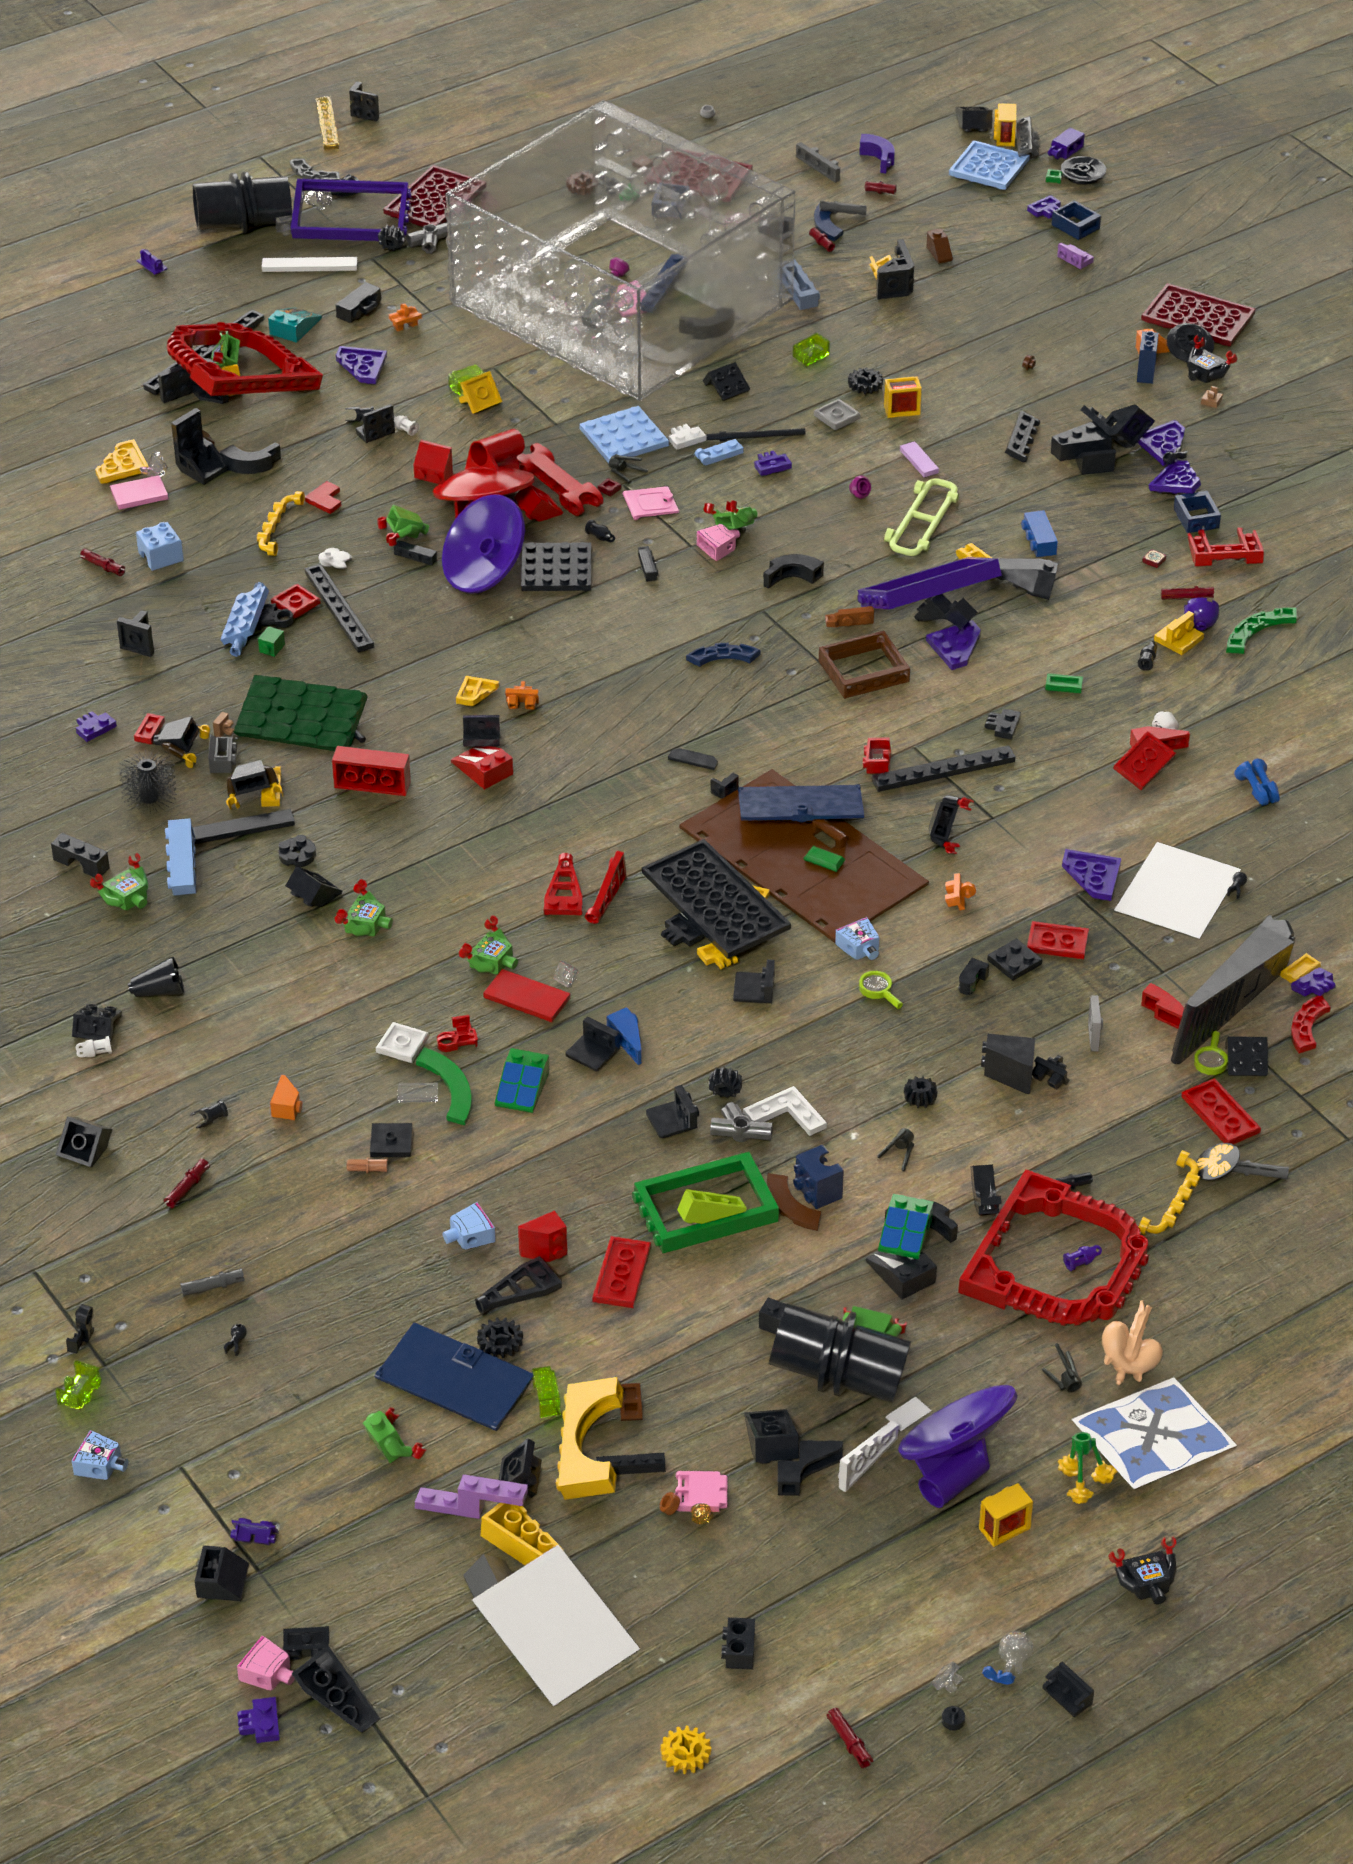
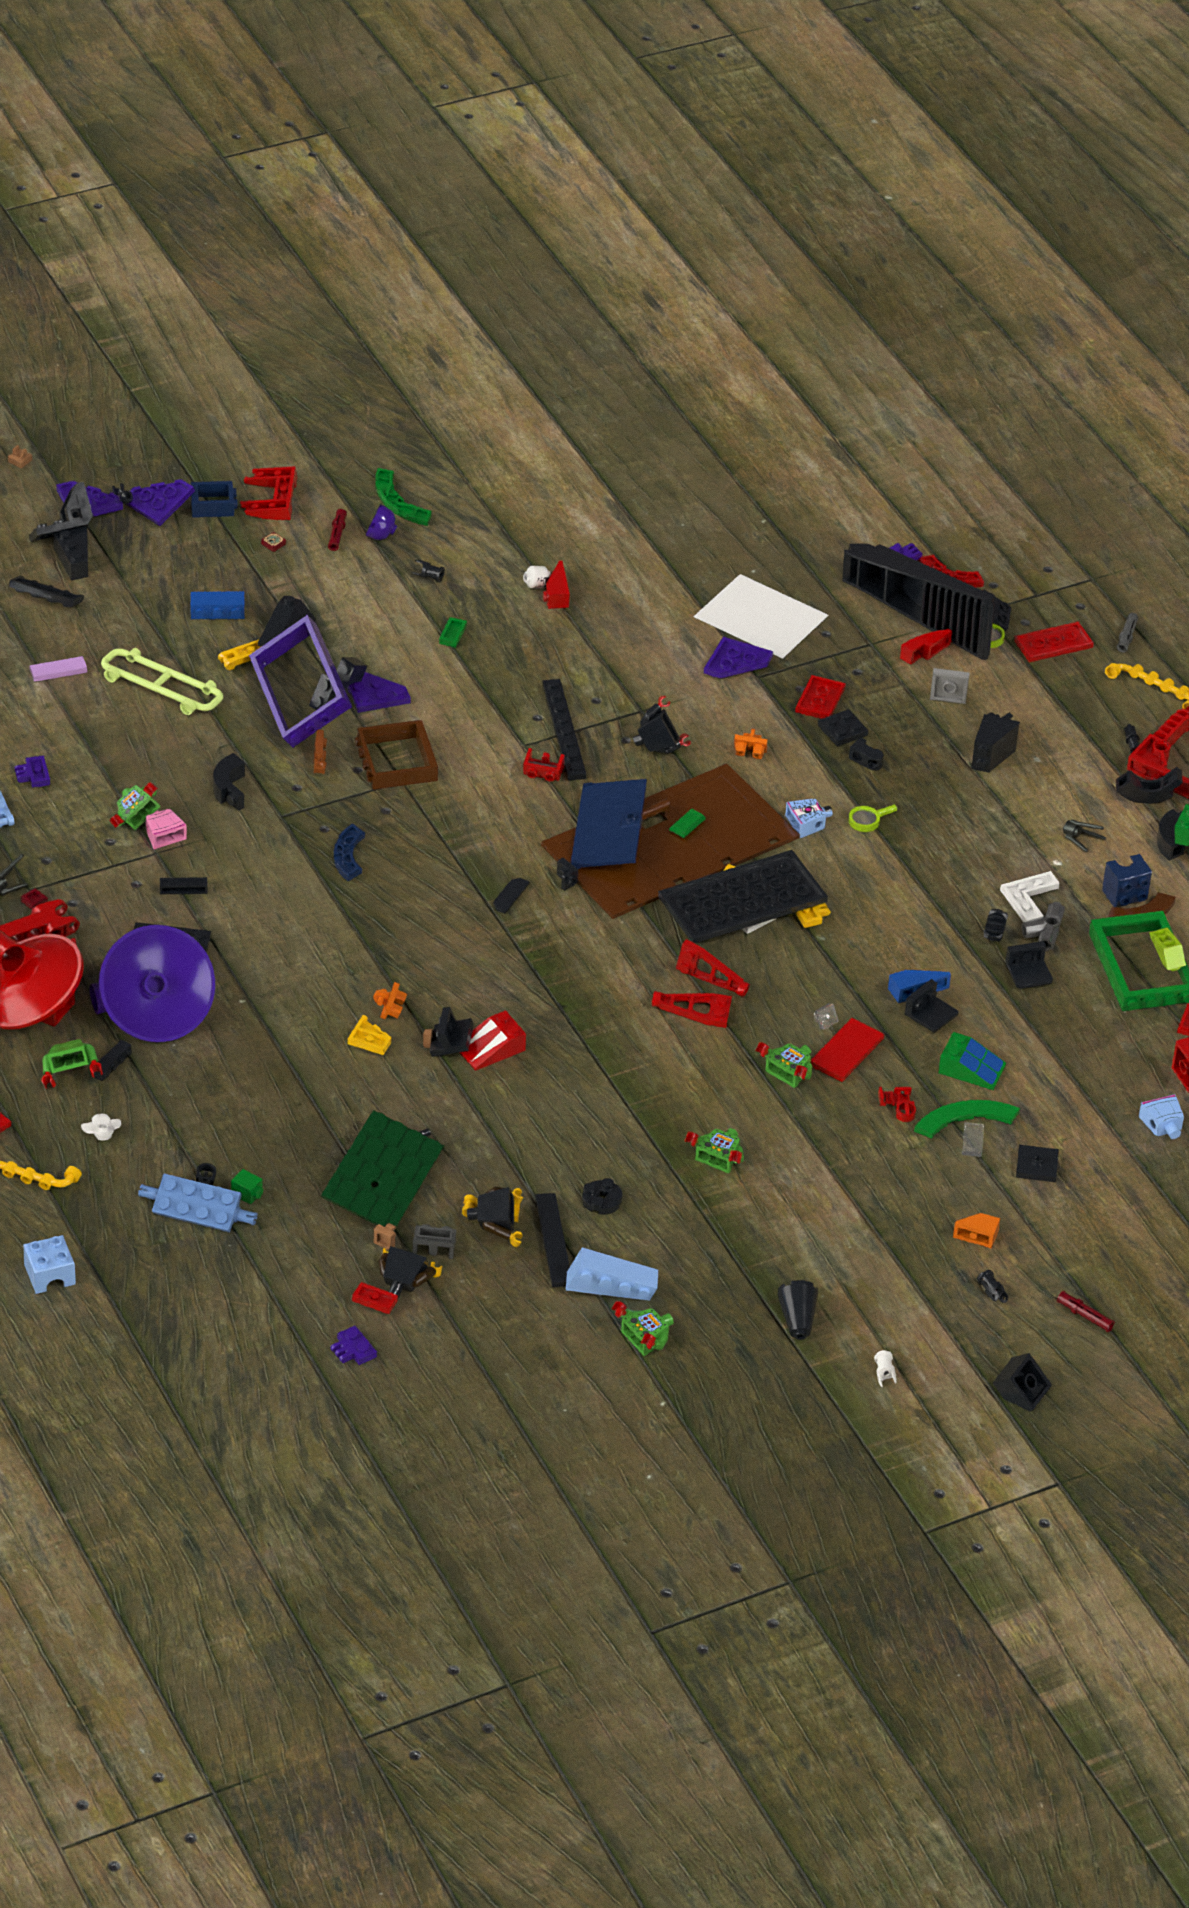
camera: 85 degrees left, 0 degrees up
(68, 849) = (594, 1353): black arch -> none
(94, 1022) = (847, 1361): black bracket -> none
(108, 565) = (60, 1317): dark red pin -> none
(136, 634) = (217, 1289): black bracket -> none
(148, 781) = (484, 1294): black piece -> none
(296, 600) = (174, 1161): red plate -> none
(312, 887) = (668, 1185): black slope -> none
(339, 608) = (196, 1128): plate -> none
(367, 1165) = (1072, 1180): nougat axle -> none
(371, 771) = (500, 1119): red brick -> none
(402, 1042) = (905, 1141): white plate -> none
(600, 531) = (120, 911): black piece -> none
(650, 502) = (71, 874): bright pink container -> none
(681, 930) = (774, 931): black hinge -> none
(755, 986) = (860, 888): black bracket -> none
(860, 487) = (101, 714): magenta cone -> none
(920, 1092) = (1015, 809): black gear -> none
(1004, 723) = (505, 679): black hinge -> none
(1096, 462) = (104, 549): black slope -> none
(1144, 760) = (590, 597): red tile -> none
(1180, 634) = (399, 546): yellow bracket -> none
(1218, 1161) = (1121, 648): shield -> none
(1239, 879) = (761, 574): black arm -> none
(1262, 792) = (644, 536): blue piece -> none

